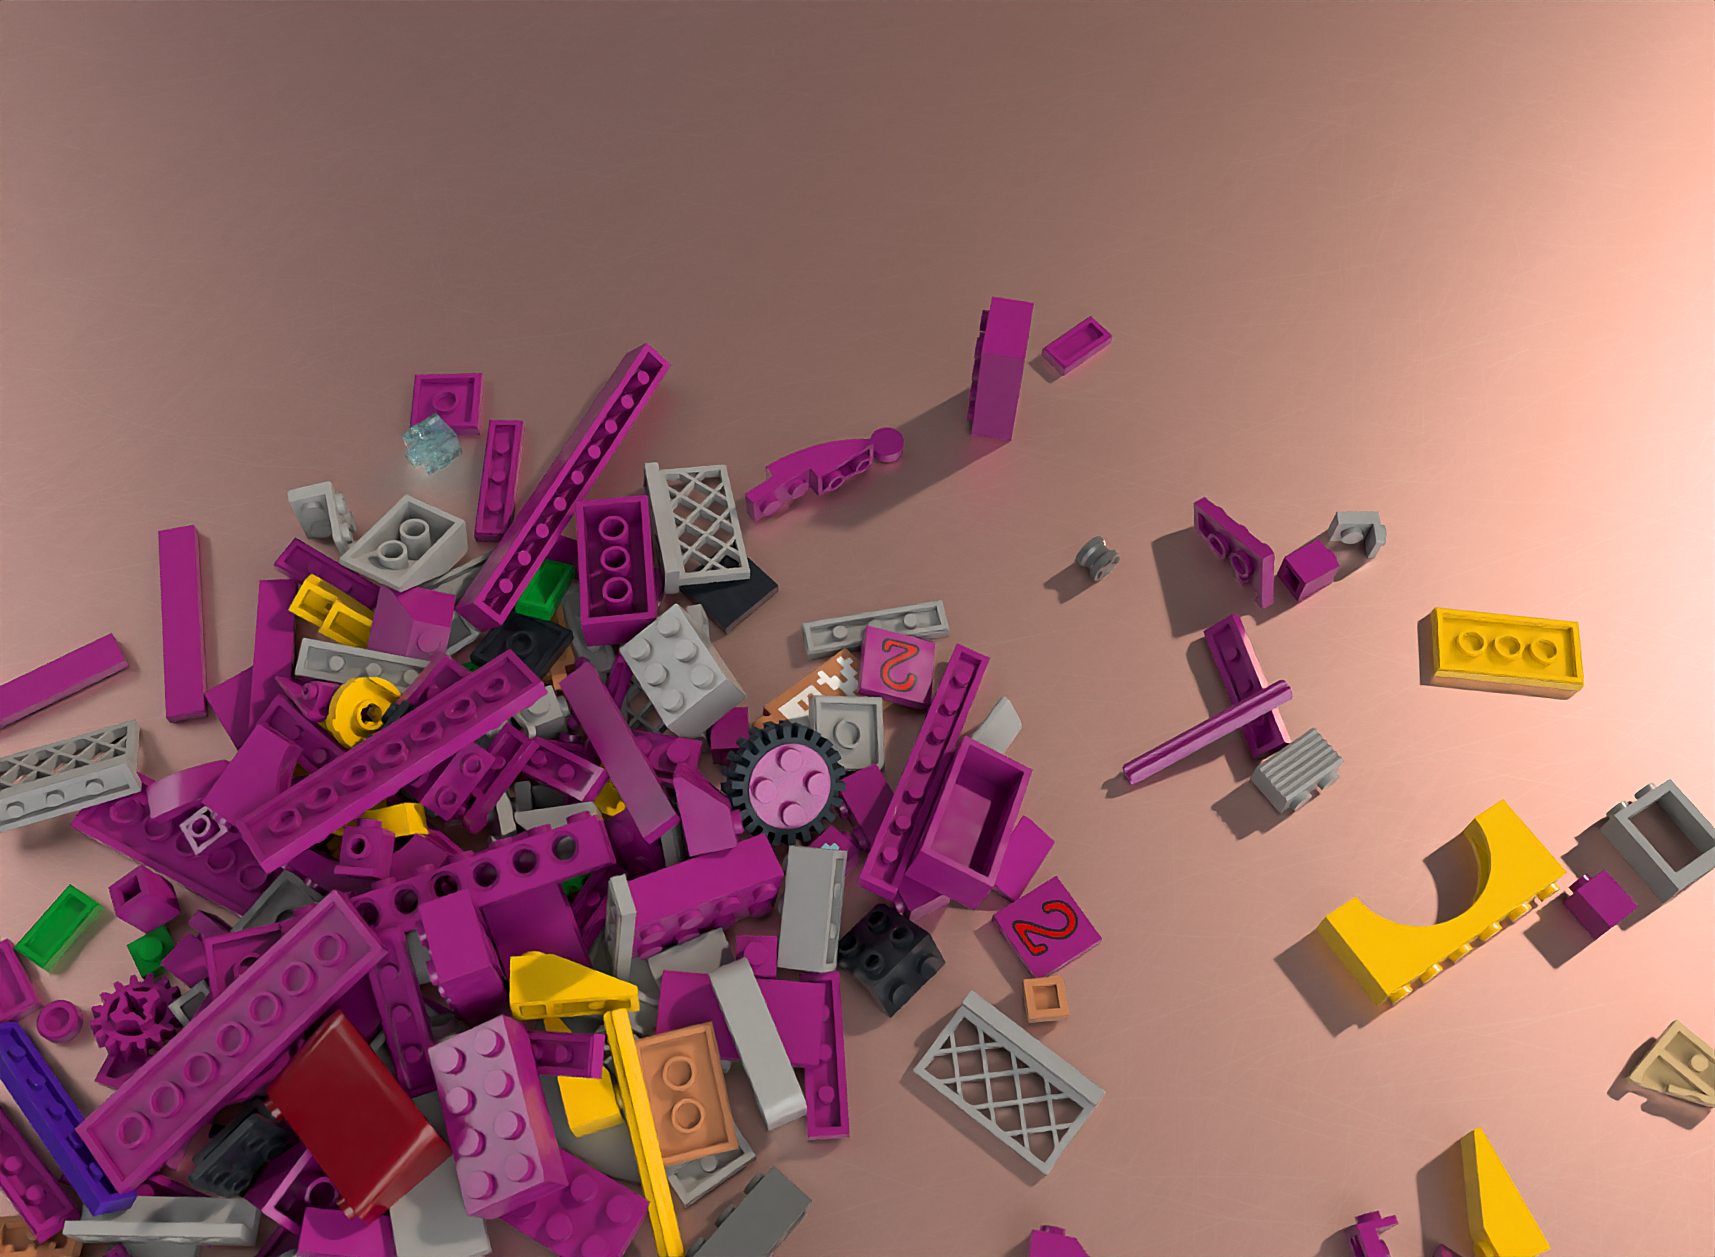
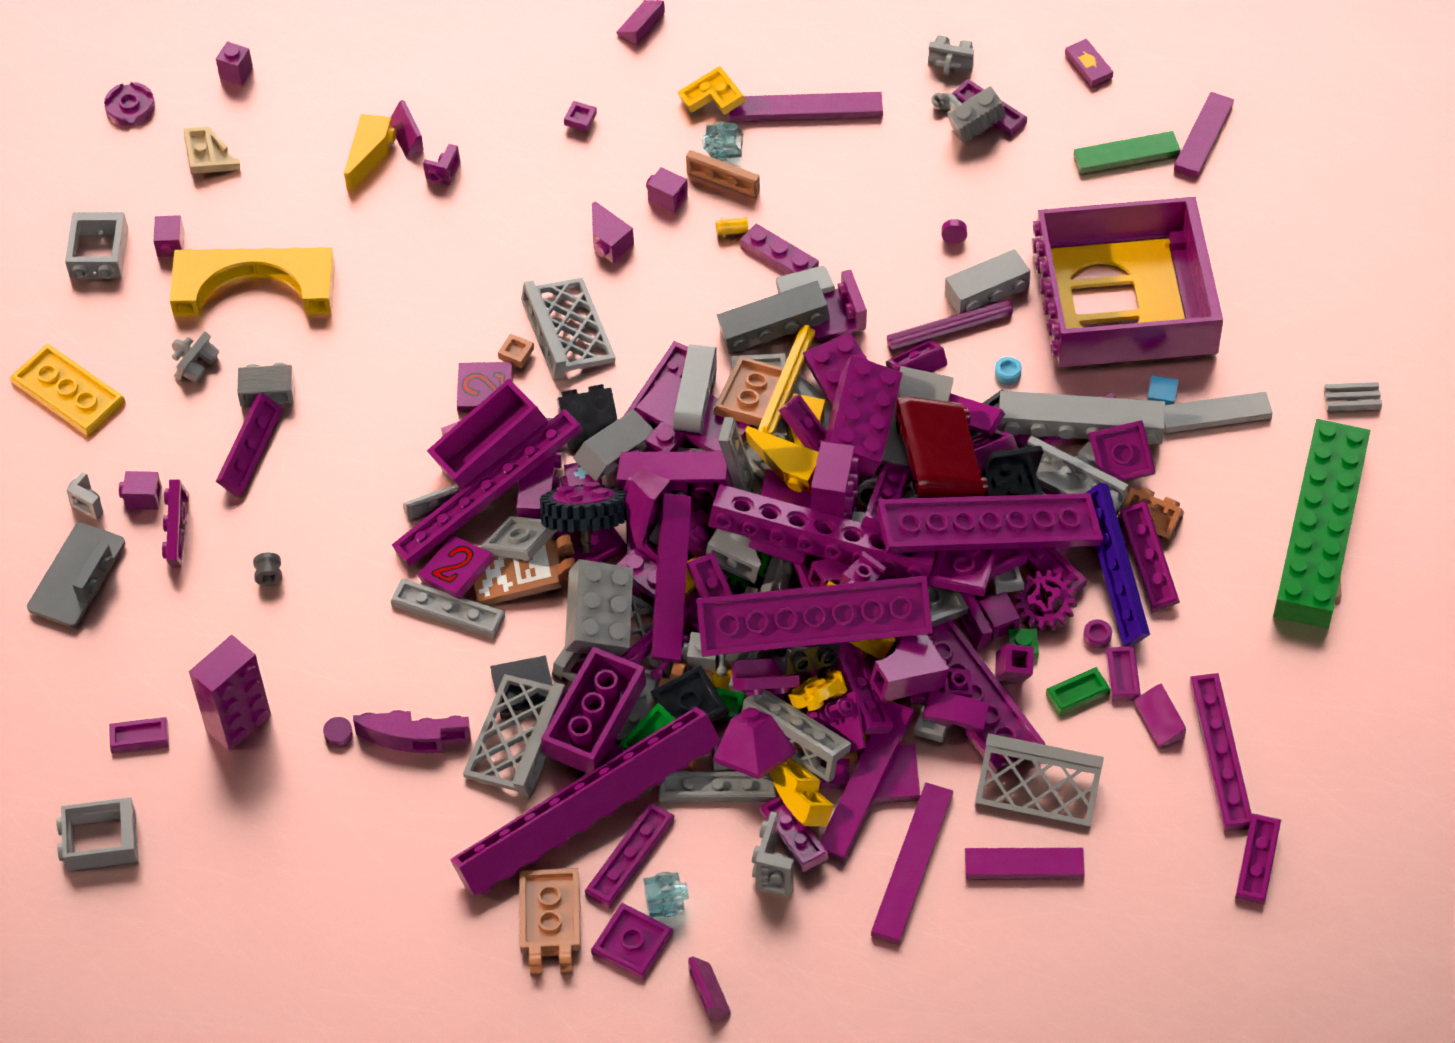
camera: 145 degrees left, 5 degrees down
(340, 393) = (708, 989): none -> magenta slope
(409, 545) = (729, 802): light grey slope -> none
(542, 382) = (549, 916): none -> nougat tile
(1007, 256) = (94, 812): none -> light grey window
(1207, 731) = (300, 425): magenta axle -> none
(1286, 456) = (76, 574): none -> bracket
(1410, 774) = (188, 366): none -> light grey hips

